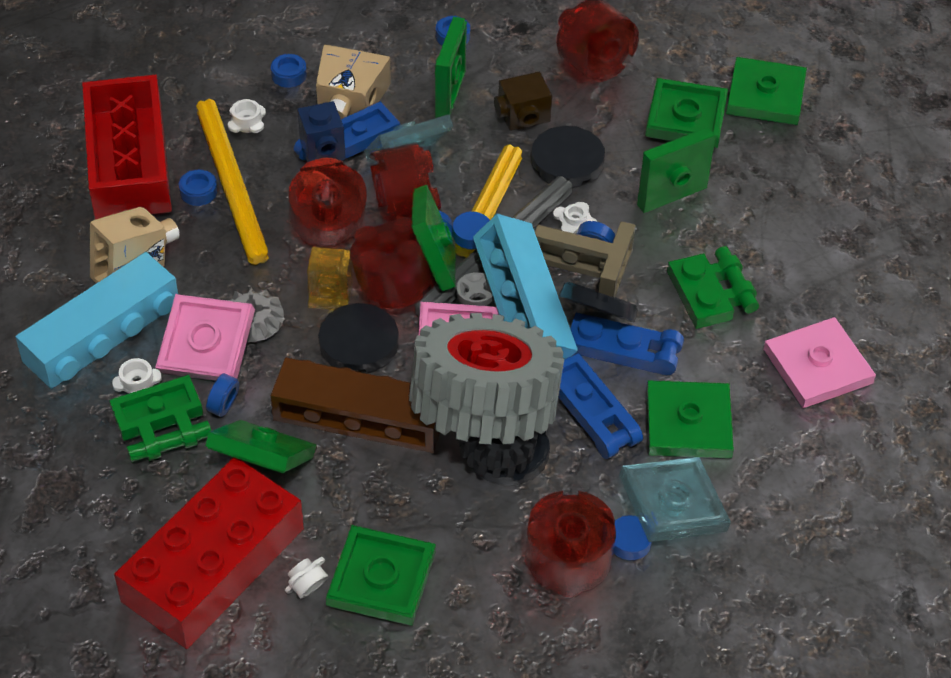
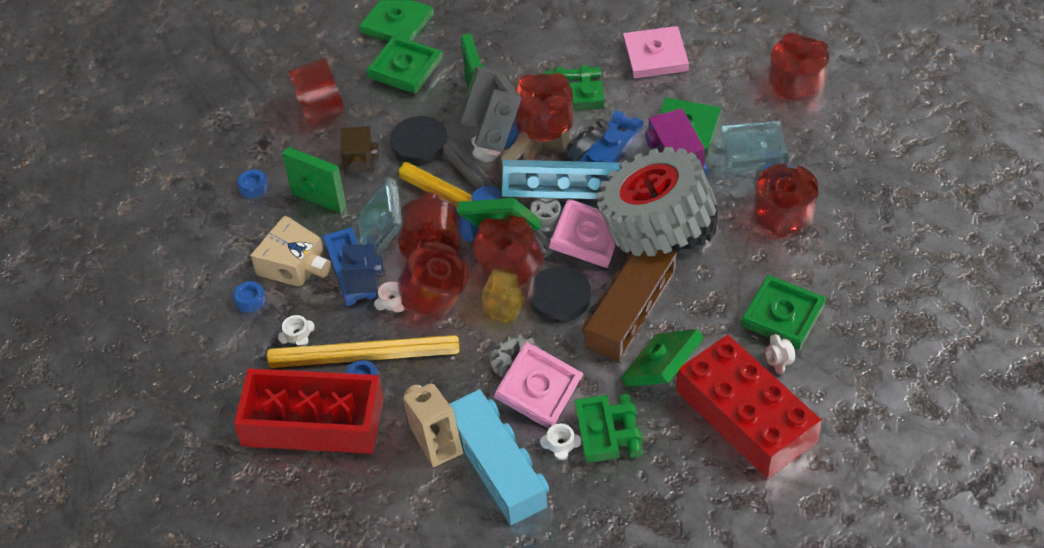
camera: 70 degrees left, 0 degrees up
(222, 395) = (597, 381): blue tile -> none
(580, 194) = (490, 107): none -> dark grey panel
(621, 236) = (544, 106): none -> clear red brick
(621, 395) = (674, 131): none -> magenta piece
(842, 525) = (798, 66): none -> clear red brick

